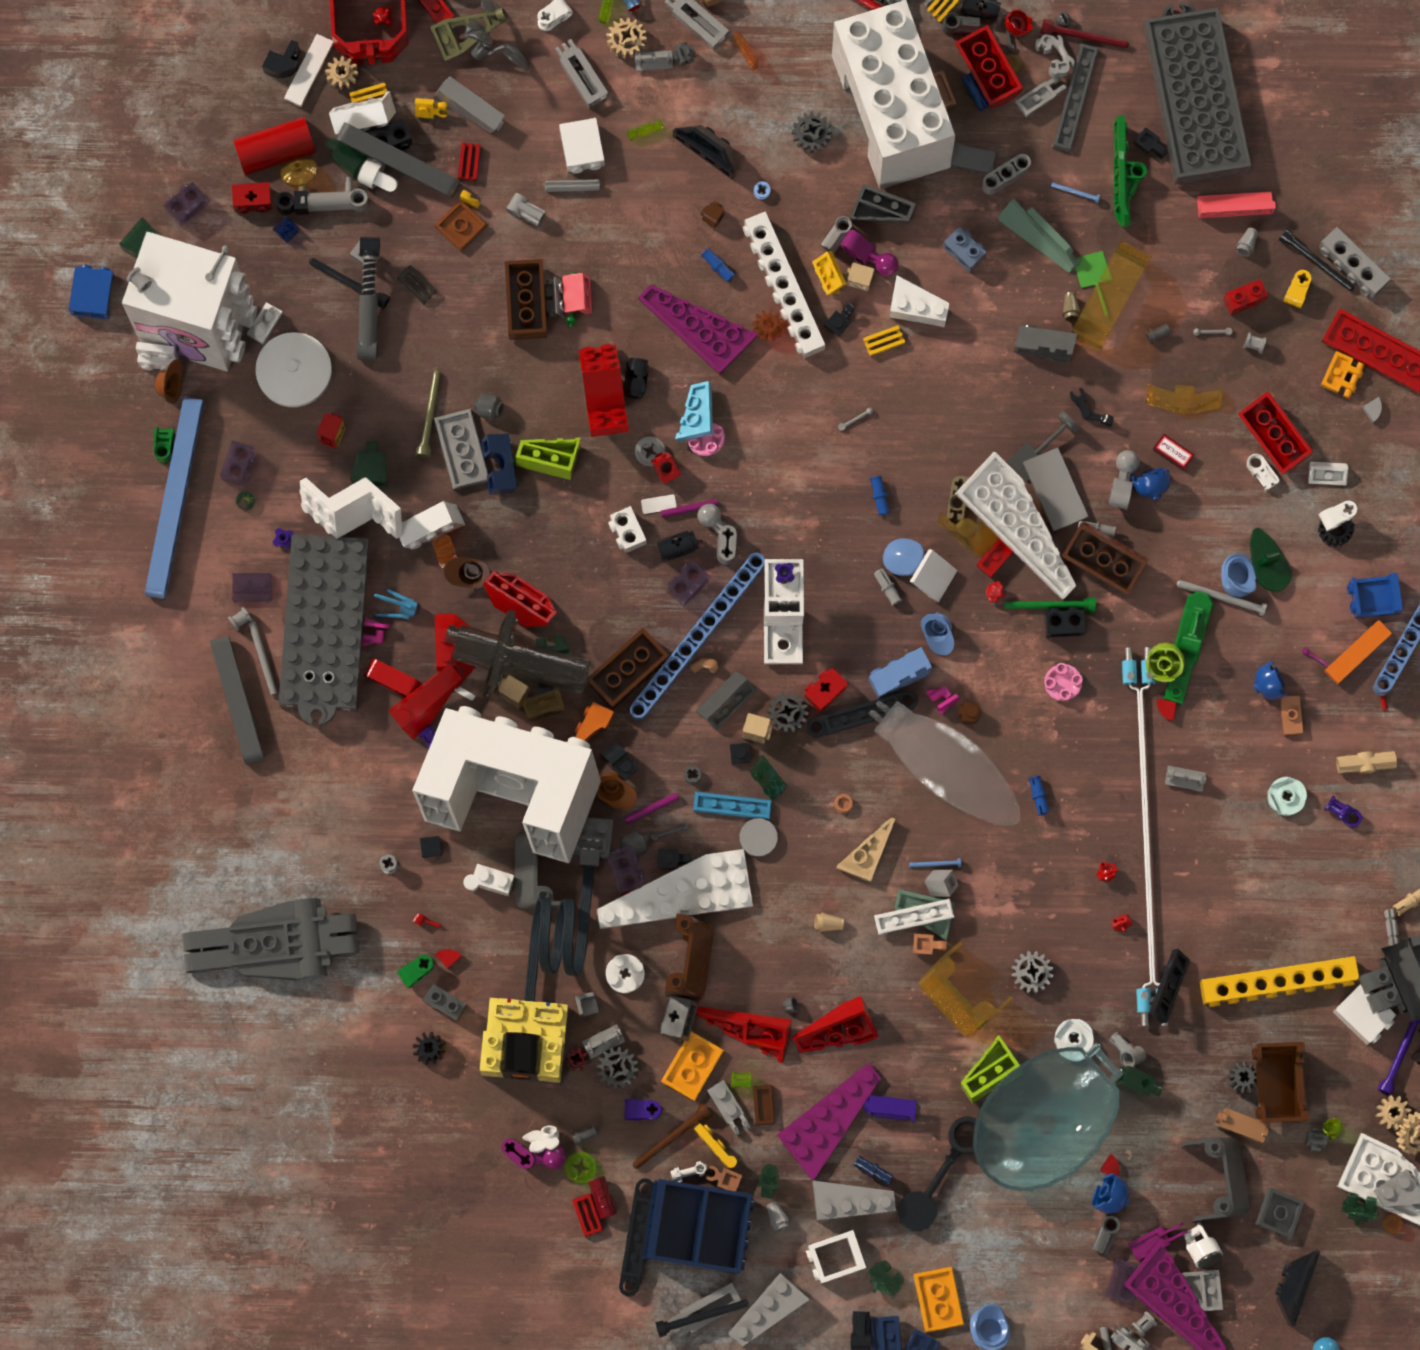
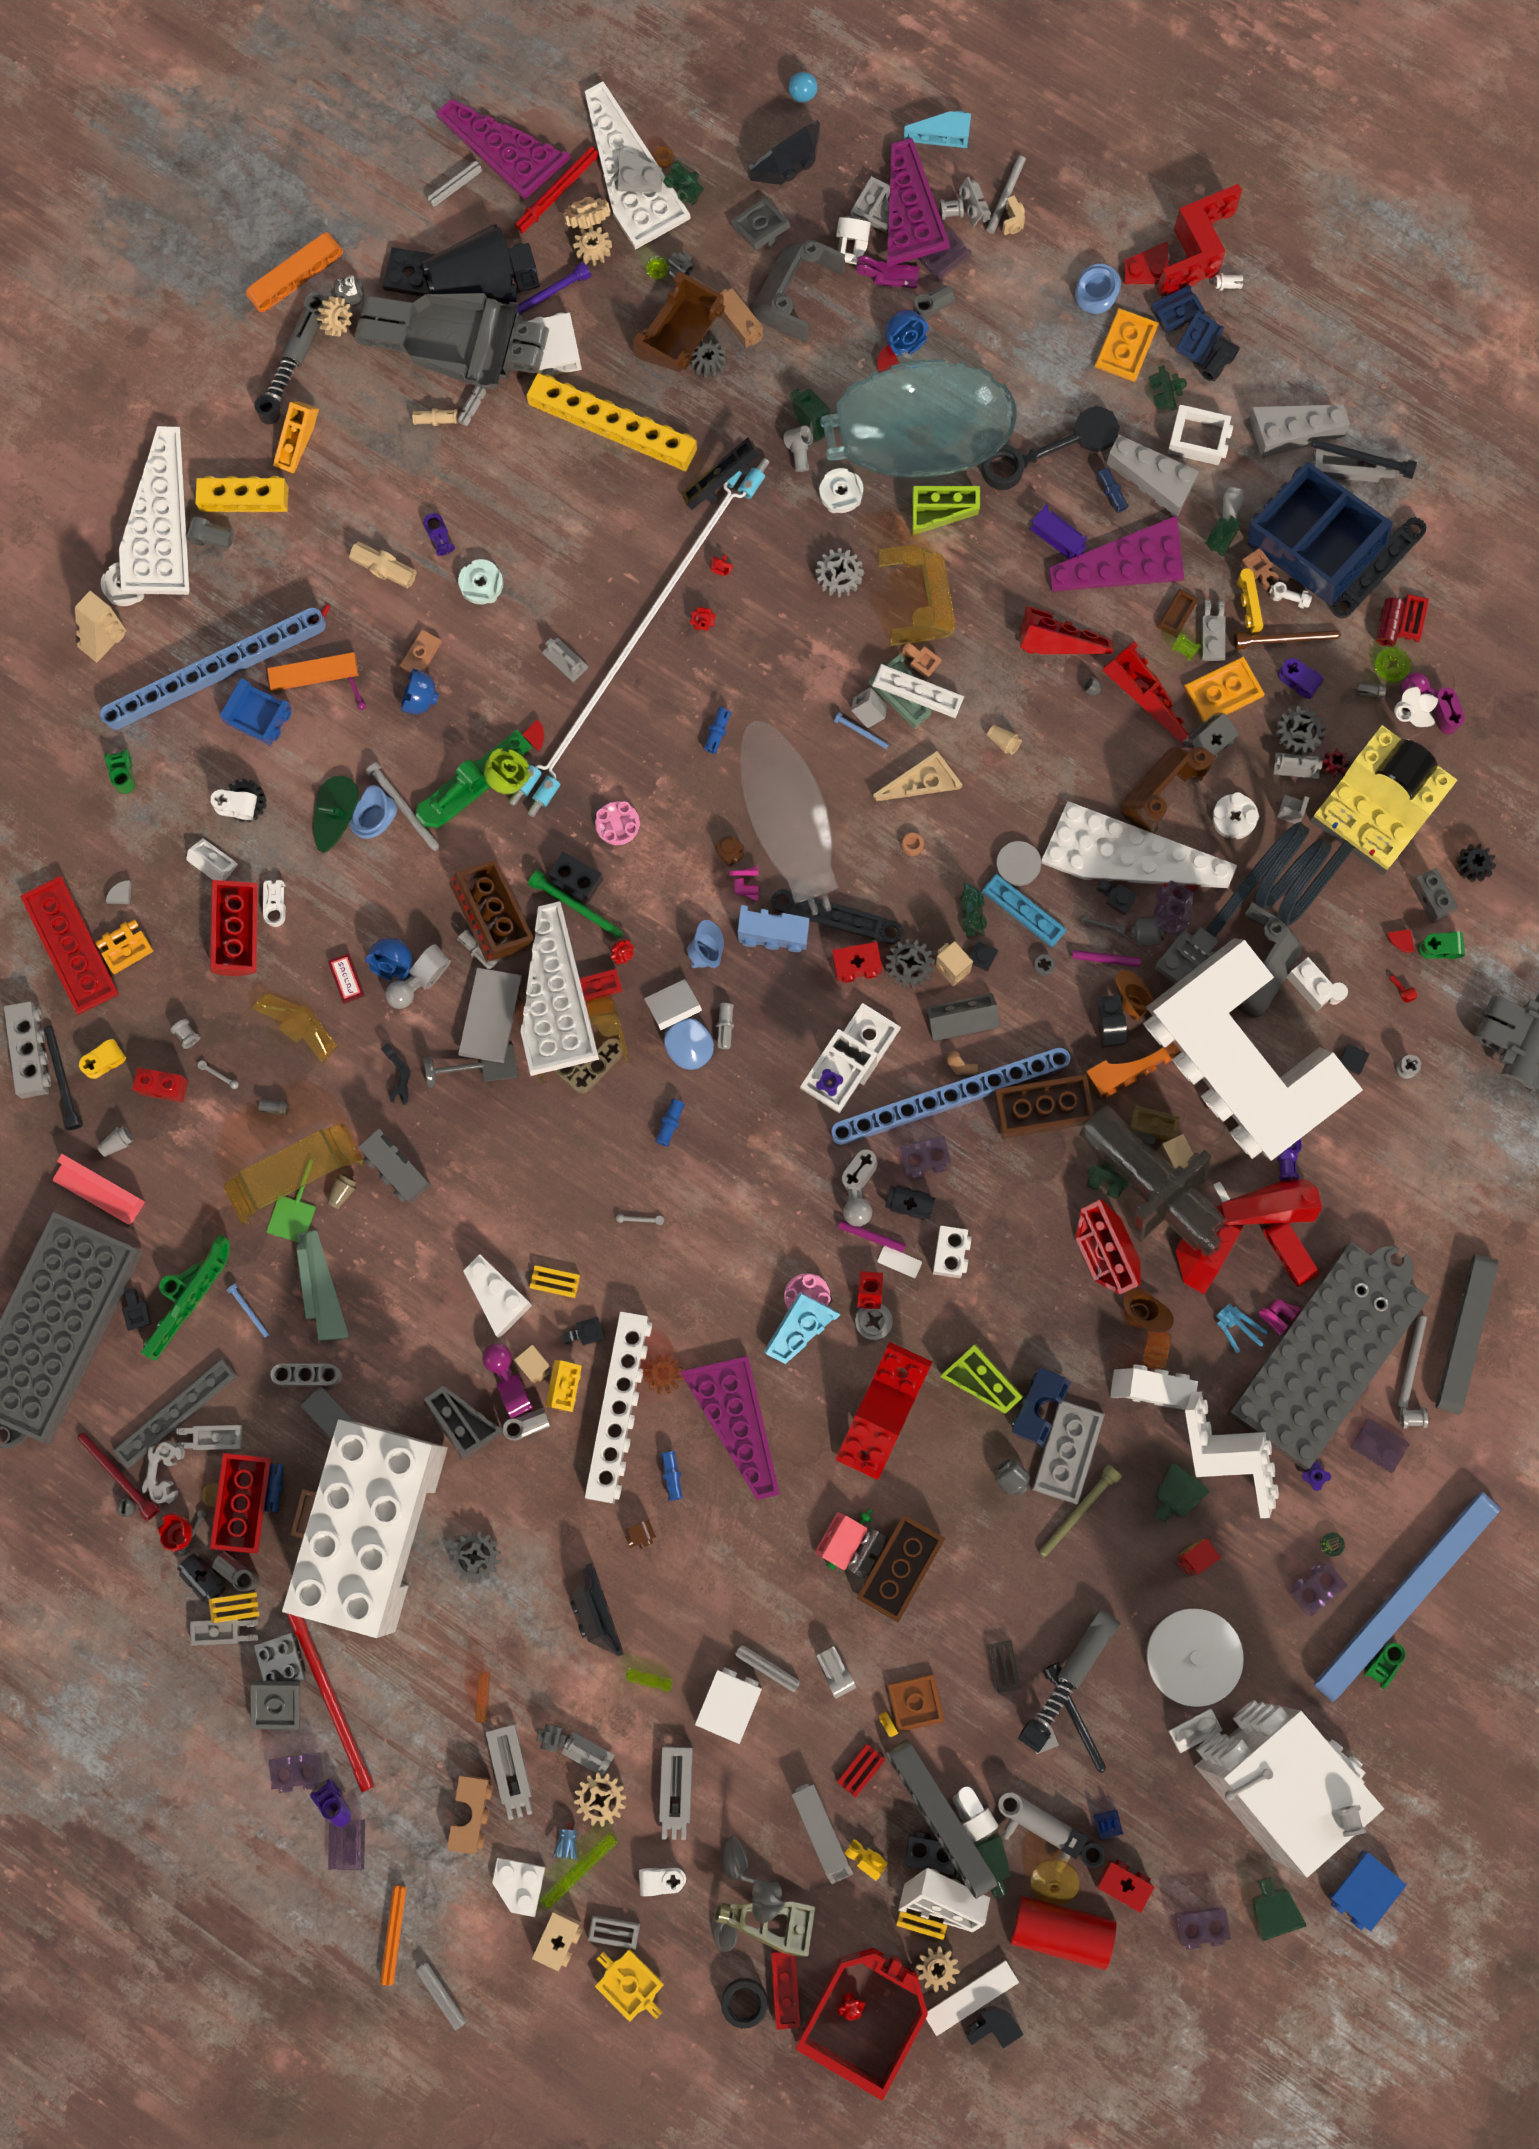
camera: 140 degrees left, 0 degrees up
(169, 382) = (1342, 1725): dark orange piece -> none
(636, 370) = (829, 1414): black piece -> none
(756, 188) = (575, 1534): light blue bush -> none
(964, 249) = (405, 1322): sand blue brick -> none

